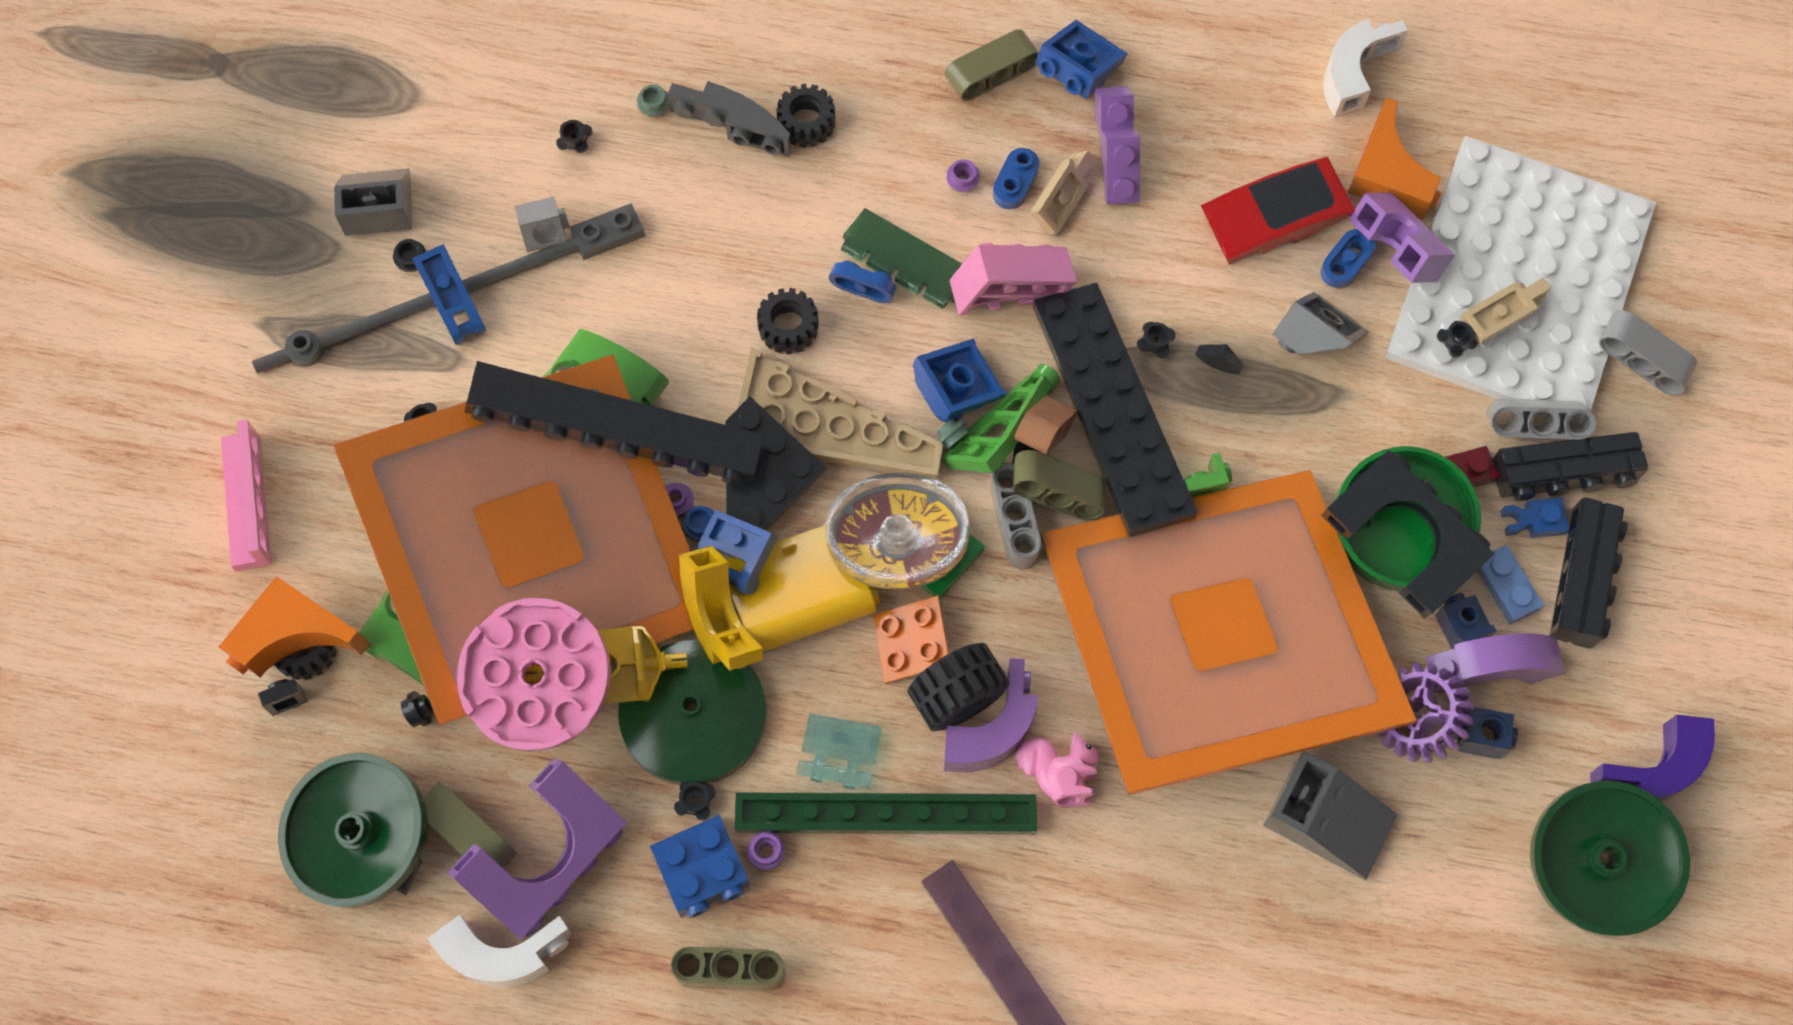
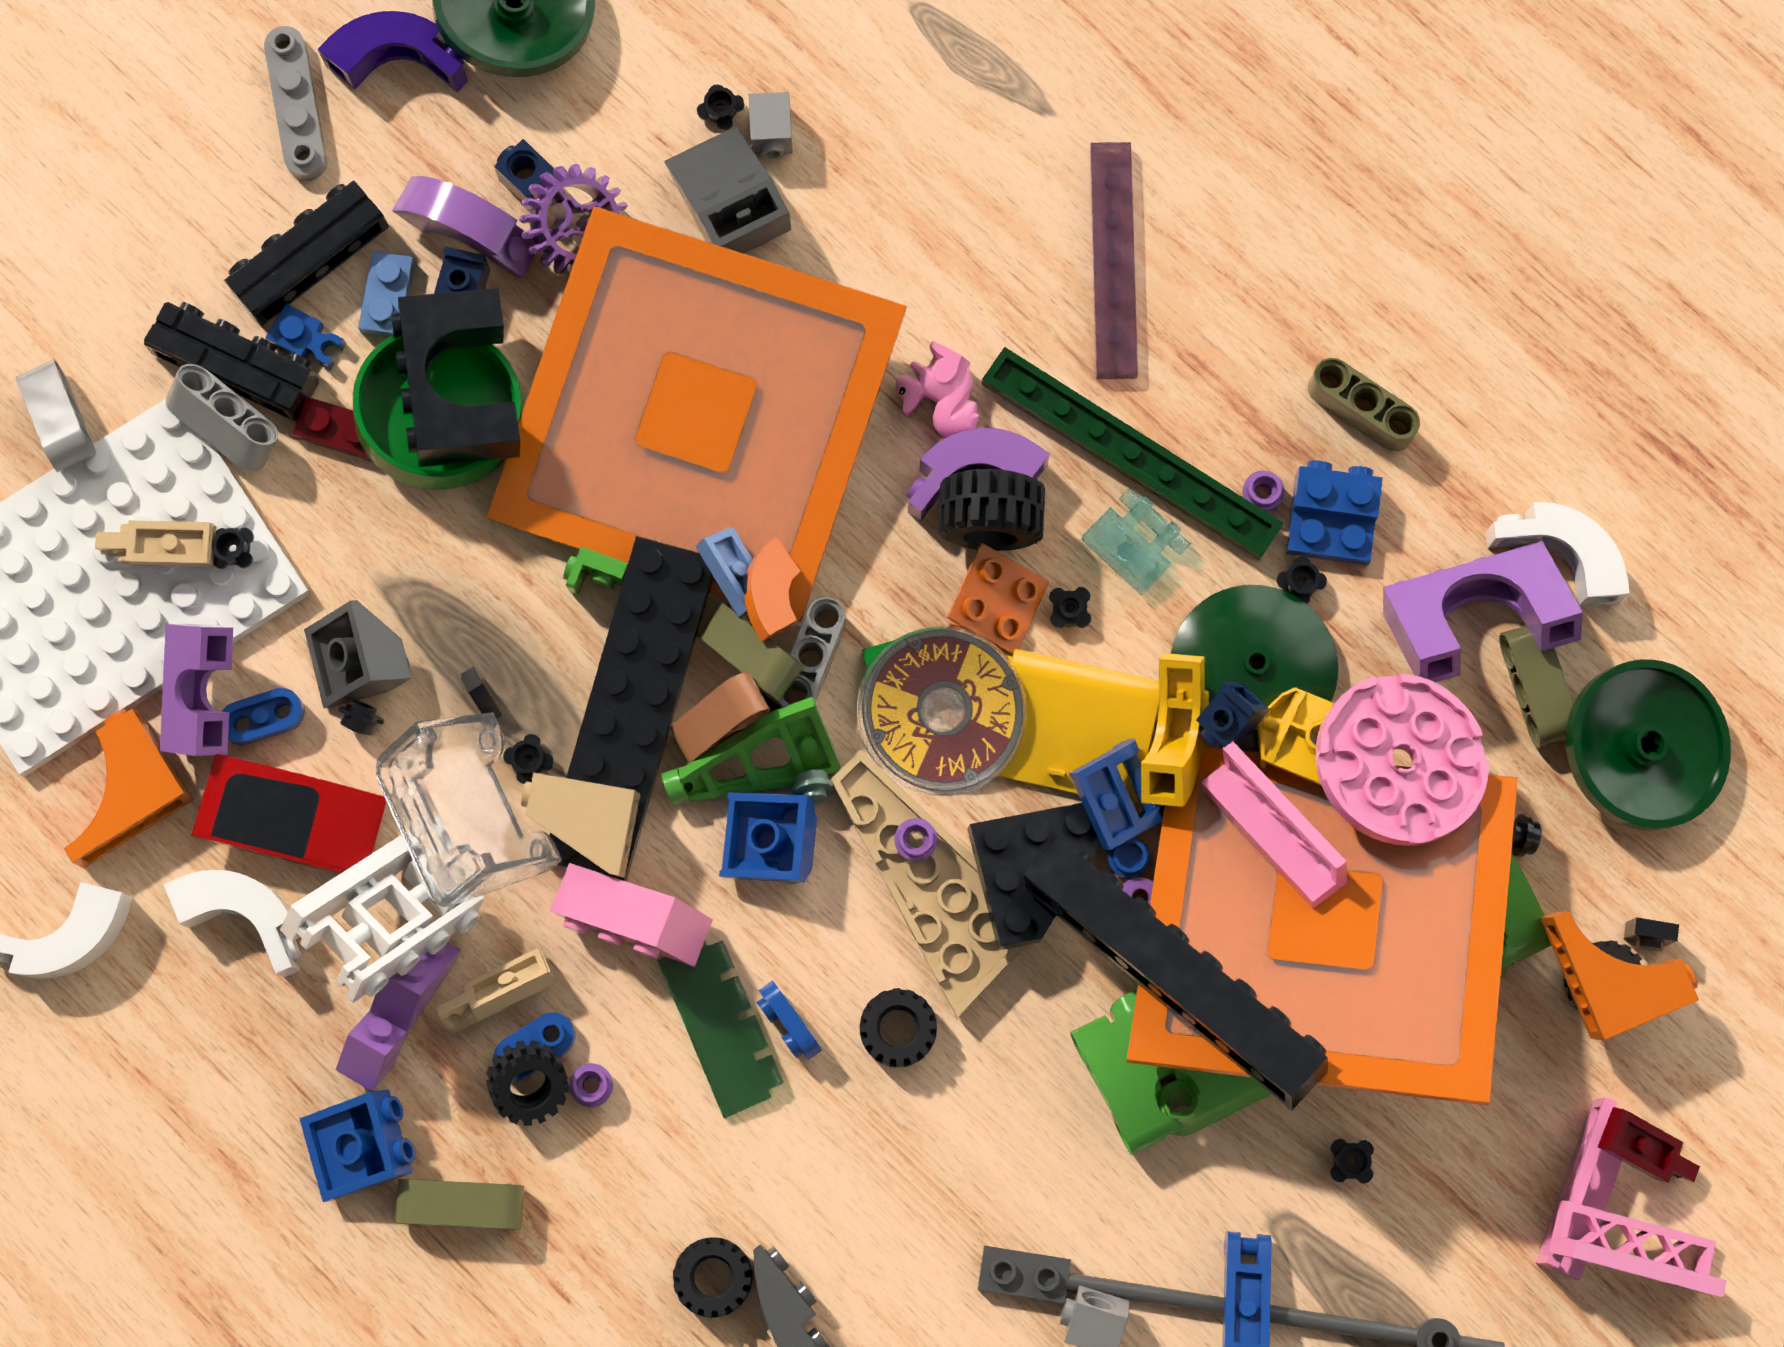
camera: 145 degrees left, 10 degrees up
(187, 452) = (1636, 1264): none -> bright pink fence
(212, 535) = (1645, 1147): none -> dark red hinge
(603, 579) = (1276, 827): none -> bright pink fence
(687, 634) = (1244, 714): none -> dark blue brick
(856, 425) = (915, 826): none -> medium lavender plate
(859, 678) = (1061, 616): none -> black plate
(1002, 145) = (535, 1104): none -> black tyre
(1077, 523) = (768, 589): none -> orange tile
(1087, 308) = (585, 816): none -> tan slope
(1109, 528) = (728, 563): none -> medium blue plate
(1168, 268) = (456, 811): none -> clear windscreen
(1195, 176) = (358, 891): none -> white fence
(1259, 148) = (222, 892): none -> white arch
(1284, 294) = (360, 717): none -> black plate
(1341, 894) = (770, 124): none -> light grey brick
(1398, 880) = (717, 96): none -> black plate
(1694, 682) = (295, 103): none -> light grey plate

